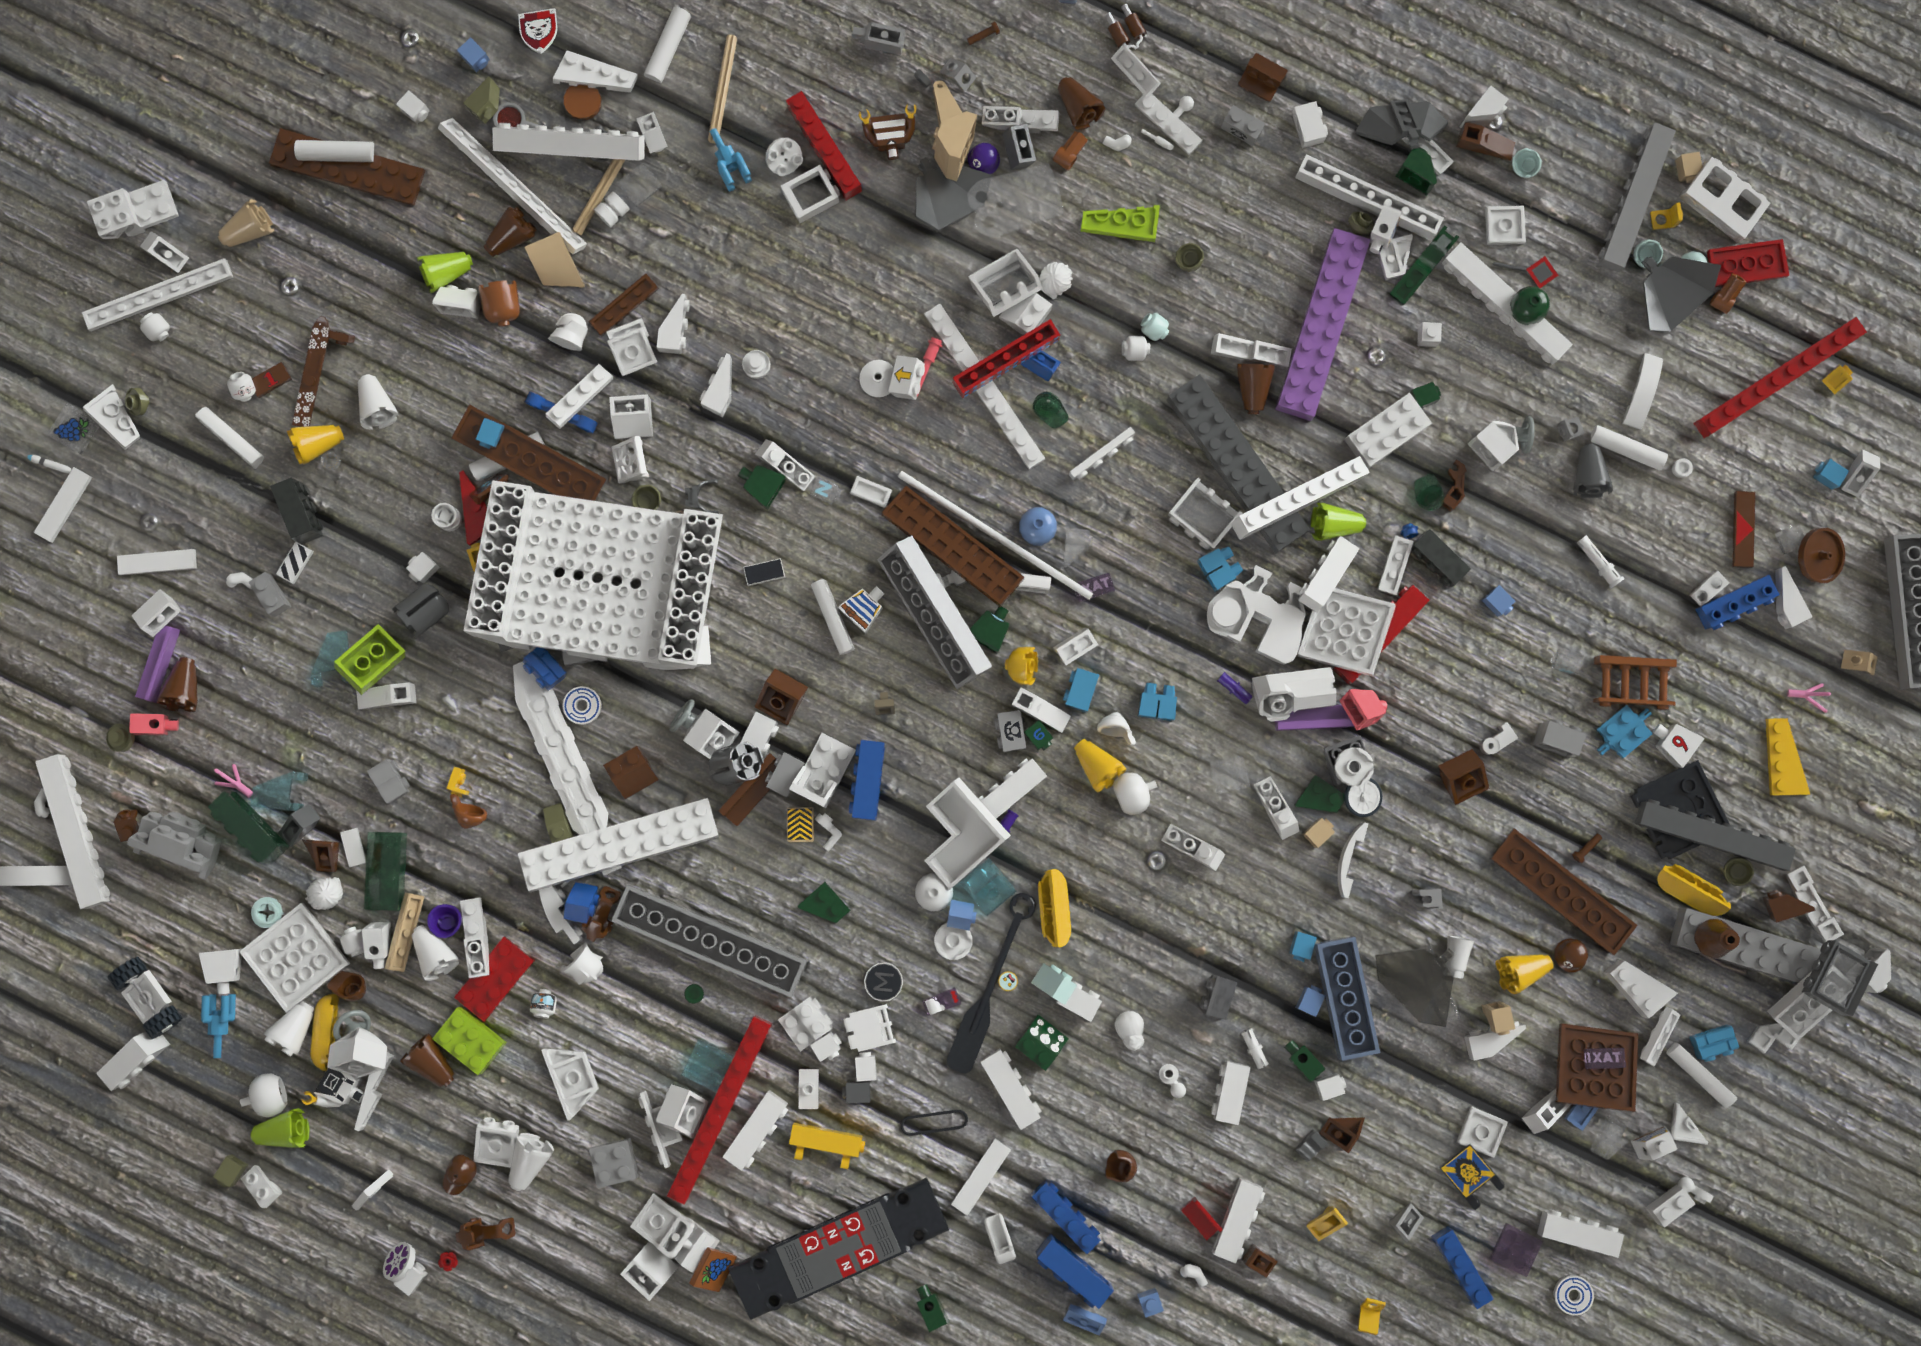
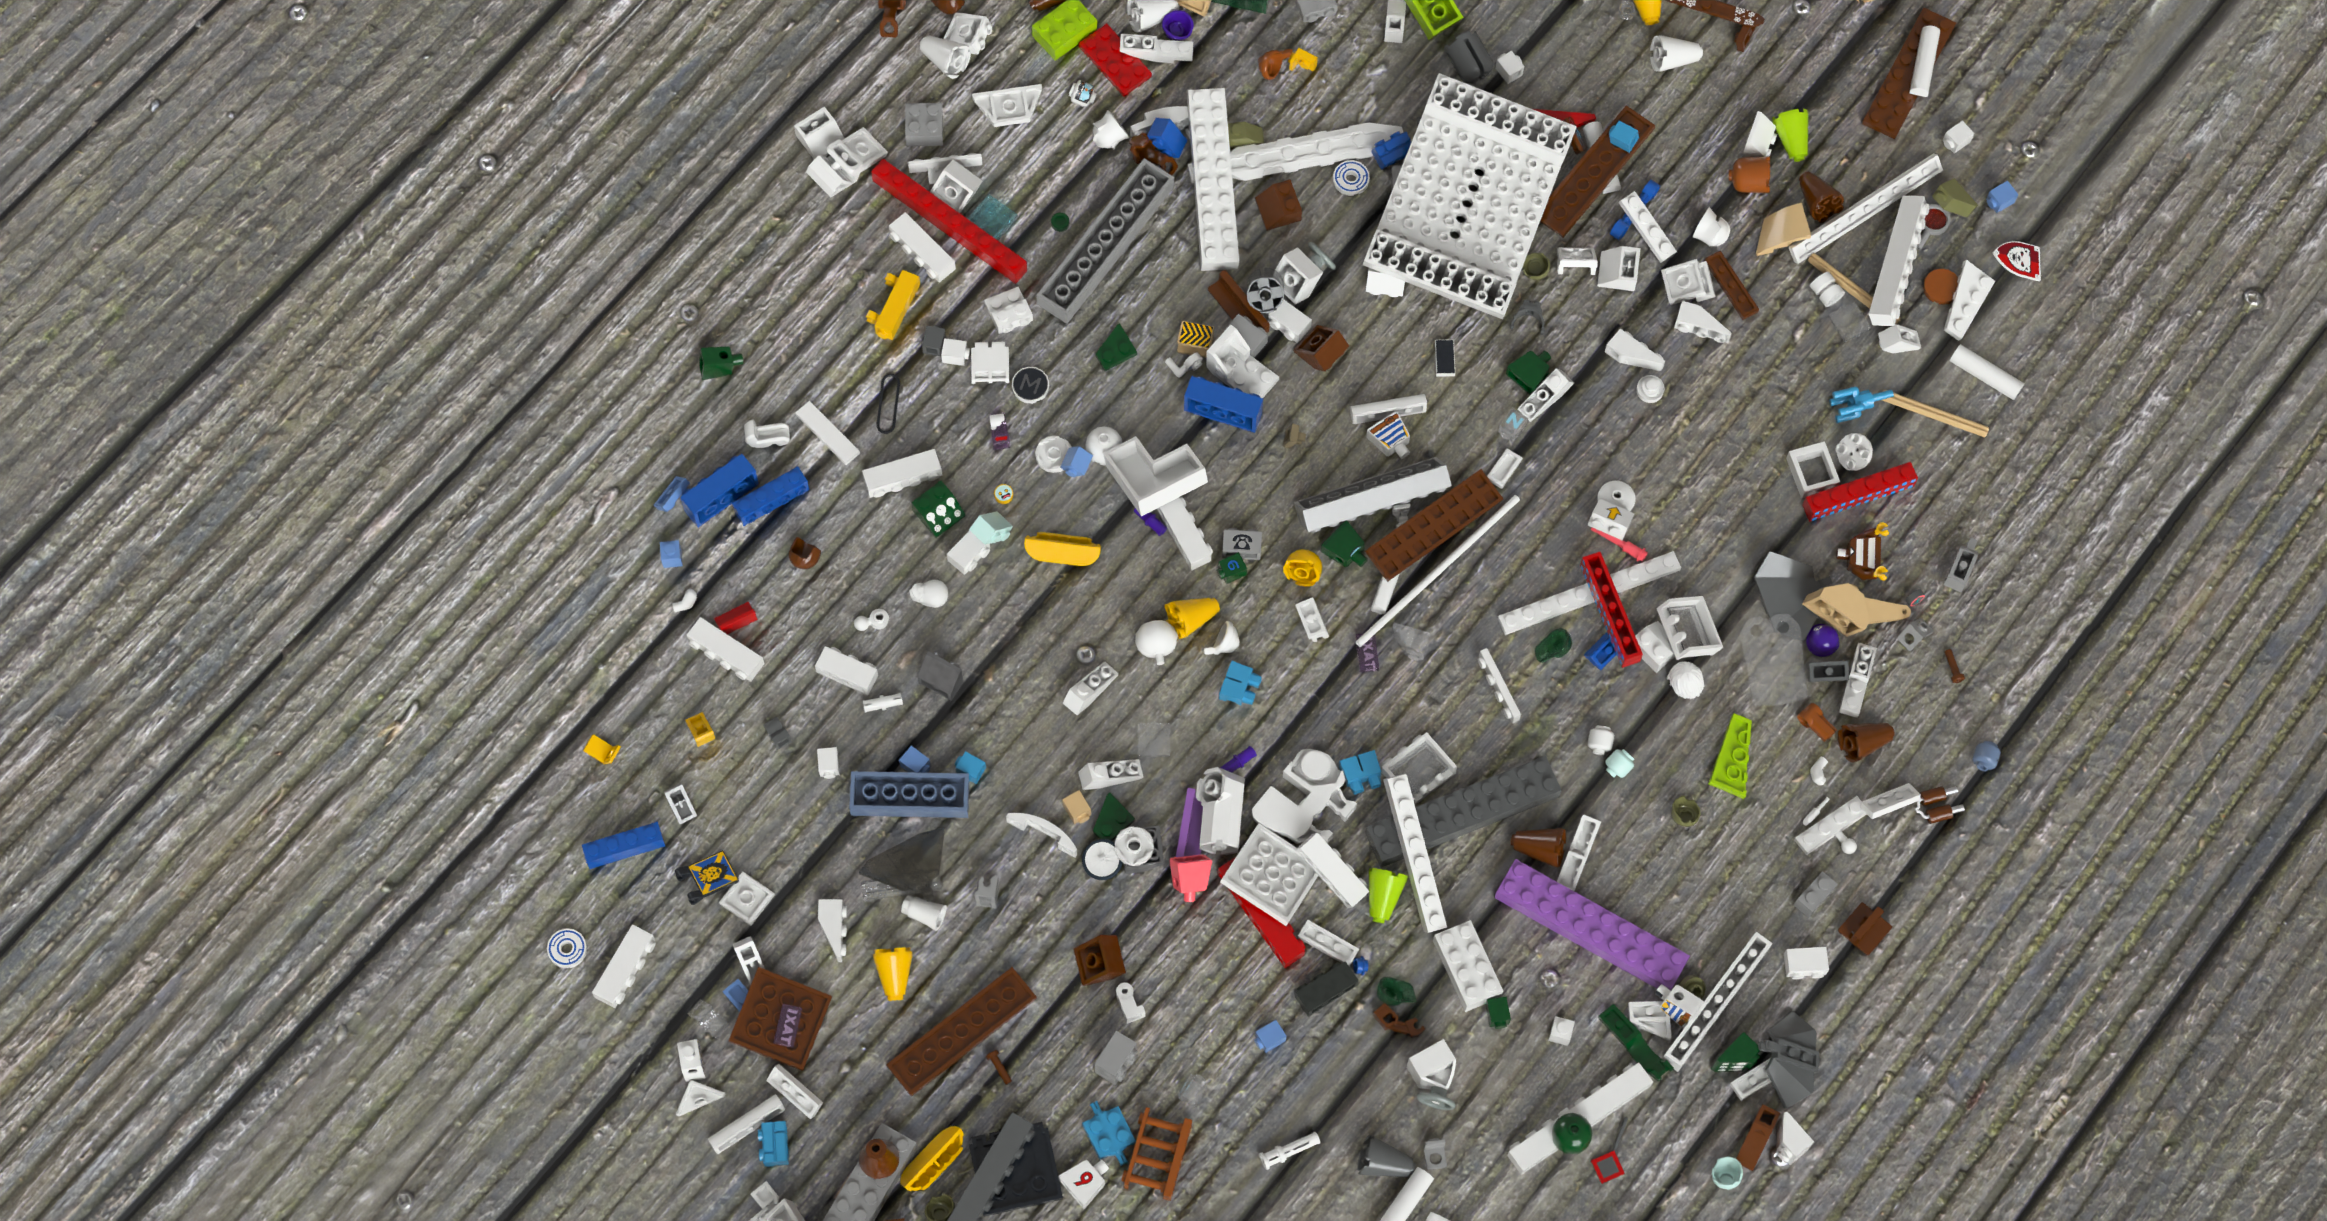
camera: 105 degrees right, 15 degrees down
(446, 517) = (1553, 94): white wheel -> none
(712, 1269) = (806, 185): dark orange tile -> none
(808, 1088) = (947, 301): white plate -> none
(827, 1046) = (982, 322): white brick -> none
(838, 1248) = (796, 297): panel -> none
(977, 1018) = (975, 460): black piece -> none
(988, 886) = (1097, 492): clear light blue slope -> none
(1038, 526) = (1439, 612): medium blue cylinder -> none
(1040, 710) = (1257, 573): white slope -> none
(1081, 689) = (1268, 616): dark azure brick -> none
(1259, 1260) = (682, 660): reddish brown slope -> none
(1311, 1067) = (857, 742): dark green torso -> none
(1343, 1131) = (781, 765): reddish brown slope -> none
(1499, 1017) = (854, 931): tan arch -> none
(1505, 225) = (1665, 1140): white tile -> none
(1516, 1249) = (625, 902): clear purple plate -> none
(1571, 955) = (896, 1026): reddish brown helmet -> none
(1639, 989) = (848, 1080): white wedge -> none
(1670, 1205) = (626, 1059): white brick -> none
(1700, 1195) = (628, 1093): white plate -> none

